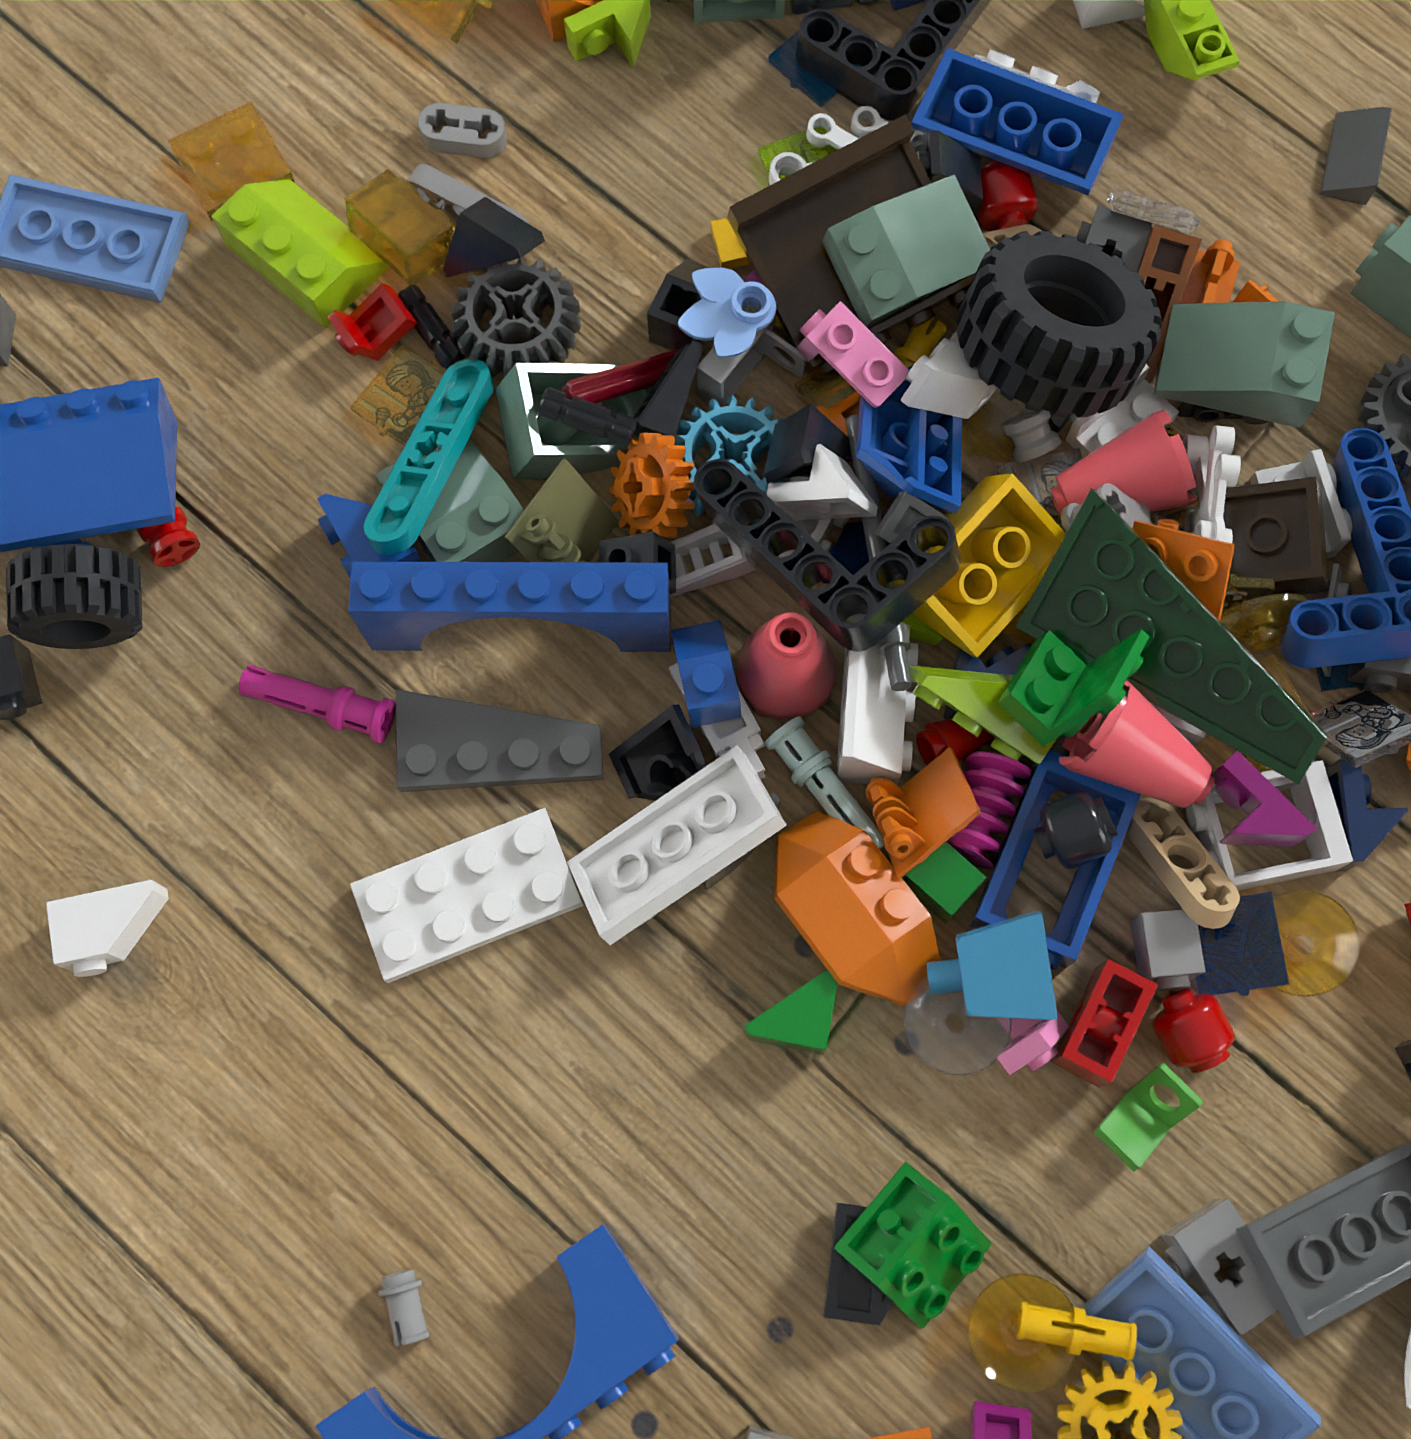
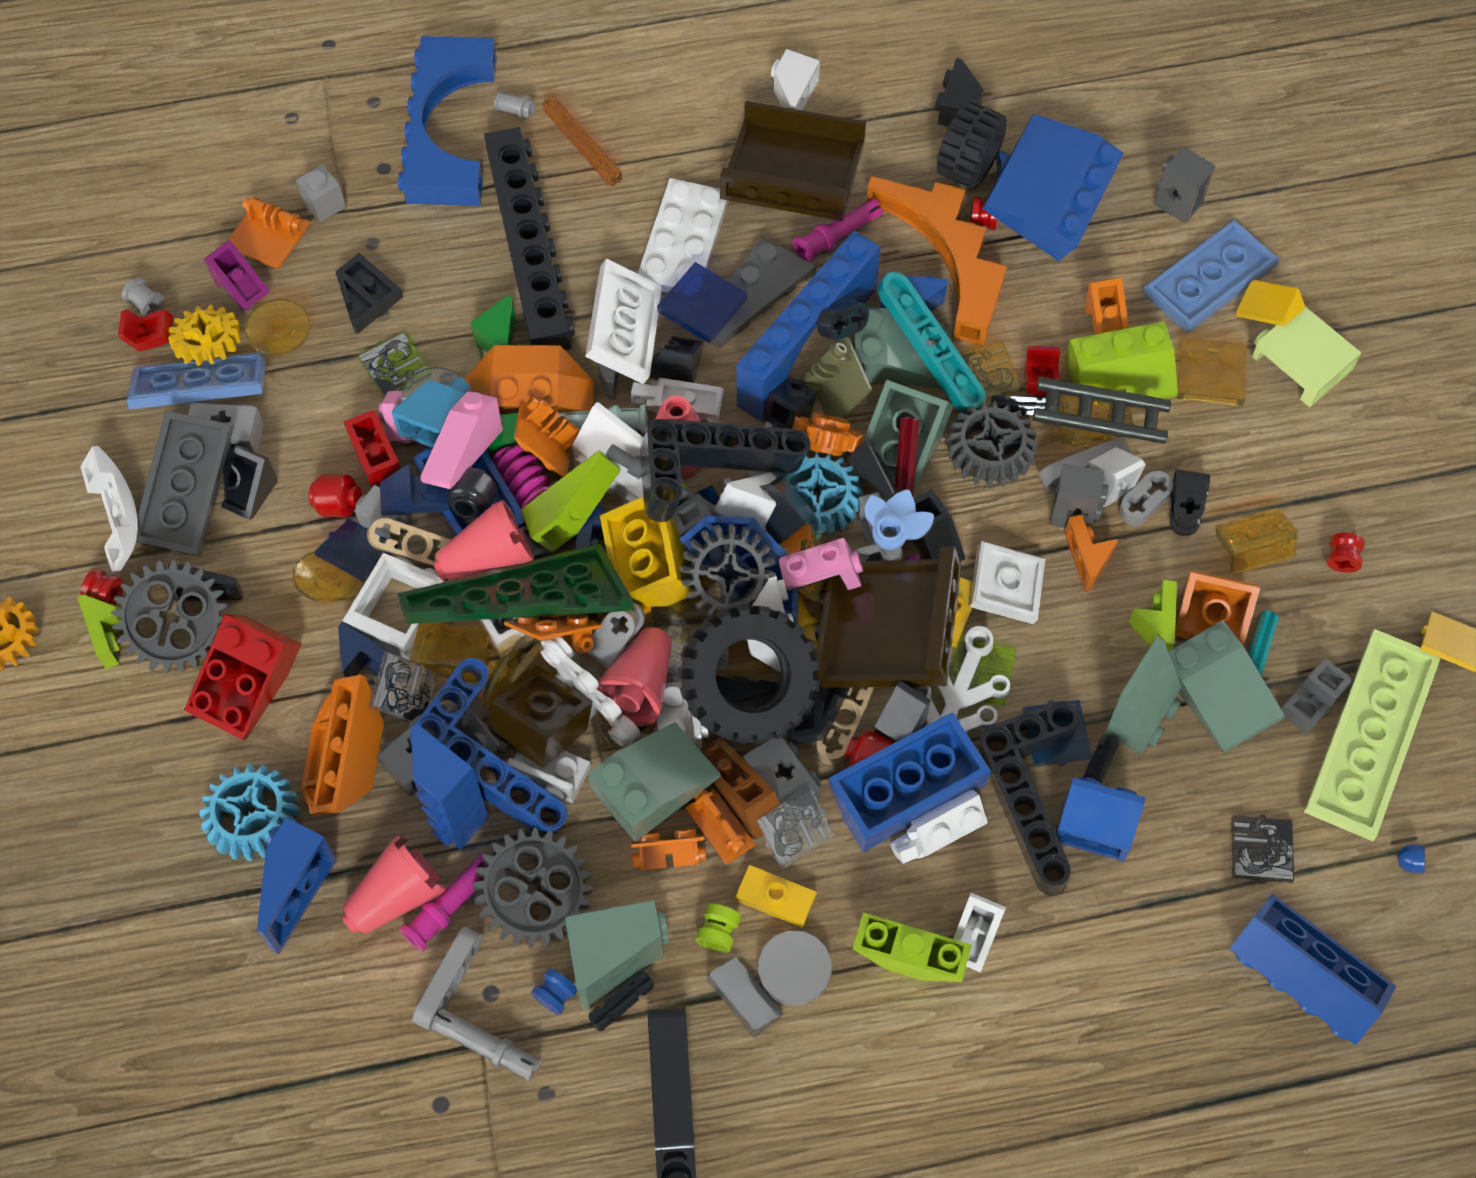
camera: 125 degrees right, 10 degrees down
(97, 132) = (1270, 303): none -> yellow slope
(139, 69) = (1308, 354): none -> yellowish green panel
(232, 297) = (1107, 305): none -> orange slope
(242, 529) = (959, 243): none -> orange arch
(248, 826) = (794, 161): none -> dark brown panel
(391, 225) = (1084, 420): none -> pearl dark grey bar
(399, 1160) = (582, 141): none -> clear orange axle
(434, 79) = (1188, 501): none -> black piece
(469, 144) = (1120, 472): none -> white slope
(488, 237) = (1043, 448): black slope -> none
(491, 547) = (843, 319): none -> black beam
(508, 1258) = (517, 195): none -> black brick
(532, 170) = (1078, 493): none -> dark grey brick
(566, 775) = (702, 302): none -> clear blue tile
(587, 416) = (888, 417): black axle -> none
(589, 134) = (1088, 557): none -> orange slope
(684, 196) = (1007, 582): none -> white plate
(706, 674) = (703, 389): blue slope -> none
(906, 249) = (860, 635): sand green slope -> none
(914, 1245) = (353, 296): green bracket -> none
(944, 1127) = (392, 363): none -> piece
(953, 430) = (710, 570): none -> dark grey gear
(1033, 884) = (463, 438): none -> bright pink slope
(1059, 692) = (542, 520): green bracket -> none
(1076, 1331) = (257, 338): yellow pin -> none
(1131, 908) = (408, 495): none -> dark blue slope
(1143, 1120) = (317, 438): bright green bracket -> none
(1229, 195) = (776, 896): none -> yellow plate
(1268, 1169) = (246, 481): none -> black slope
(1269, 814) = (396, 579): magenta slope -> none
(1285, 130) = (794, 968): none -> light grey tile
(1323, 215) = (718, 928): none -> lime wheel

